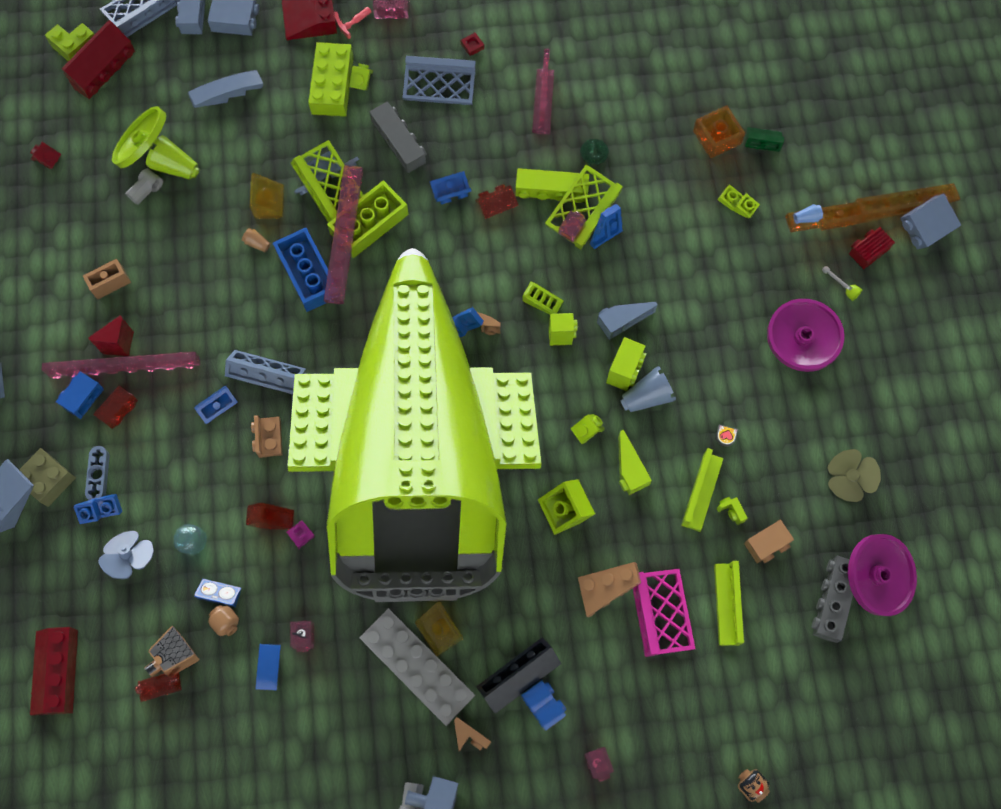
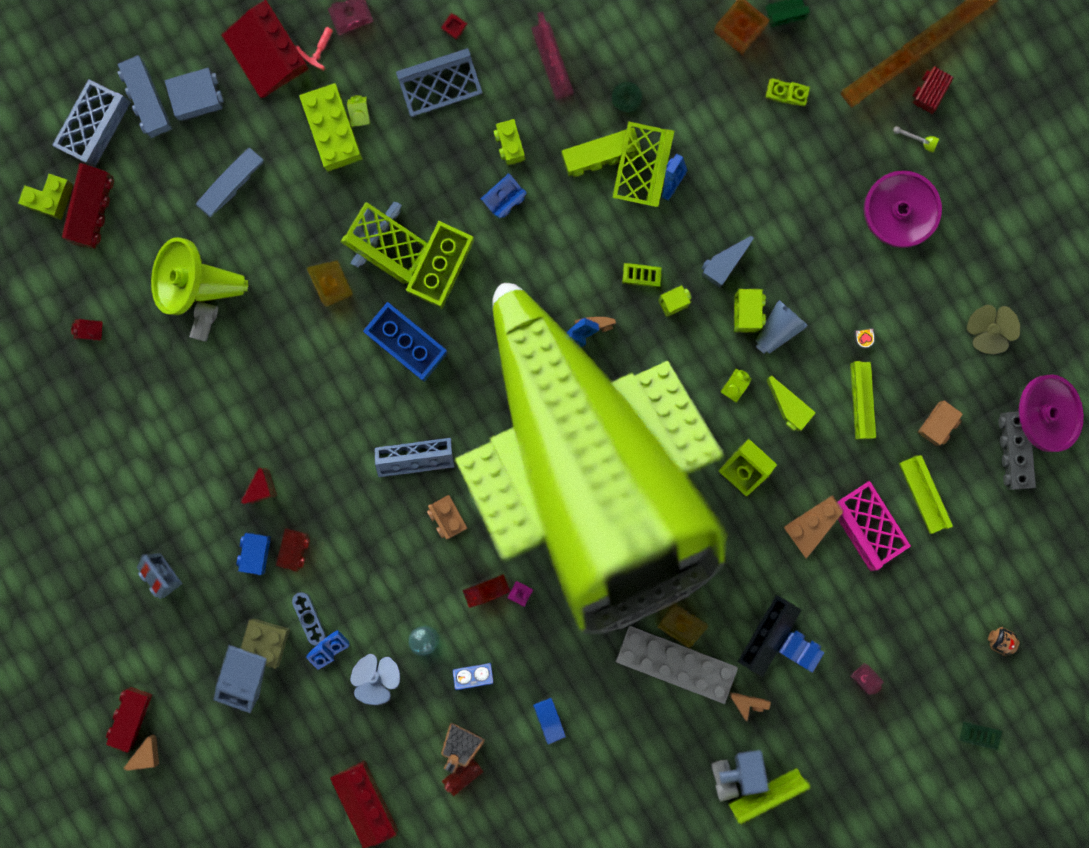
camera: 20 degrees left, 15 degrees up
(106, 279) = (220, 432): medium nougat brick -> none
(127, 364) = (270, 513): clear pink plate -> none
(215, 404) = (383, 507): blue slope -> none
(223, 620) = (491, 699): medium nougat head -> none
(255, 240) = (340, 331): medium nougat cone -> none
(302, 635) = (566, 682): clear pink brick -> none
(343, 235) = (427, 294): clear pink plate -> none
(398, 137) = (427, 164): dark grey brick -> none
(476, 148) = (510, 142): none -> lime brick
(497, 201) = (553, 191): clear red bracket -> none
(572, 225) = (642, 191): clear pink brick -> none
(735, 511) = (900, 406): lime bracket -> none
(810, 214) = (864, 85): medium blue cone -> none
(930, 221) = (980, 39): sand blue brick -> none

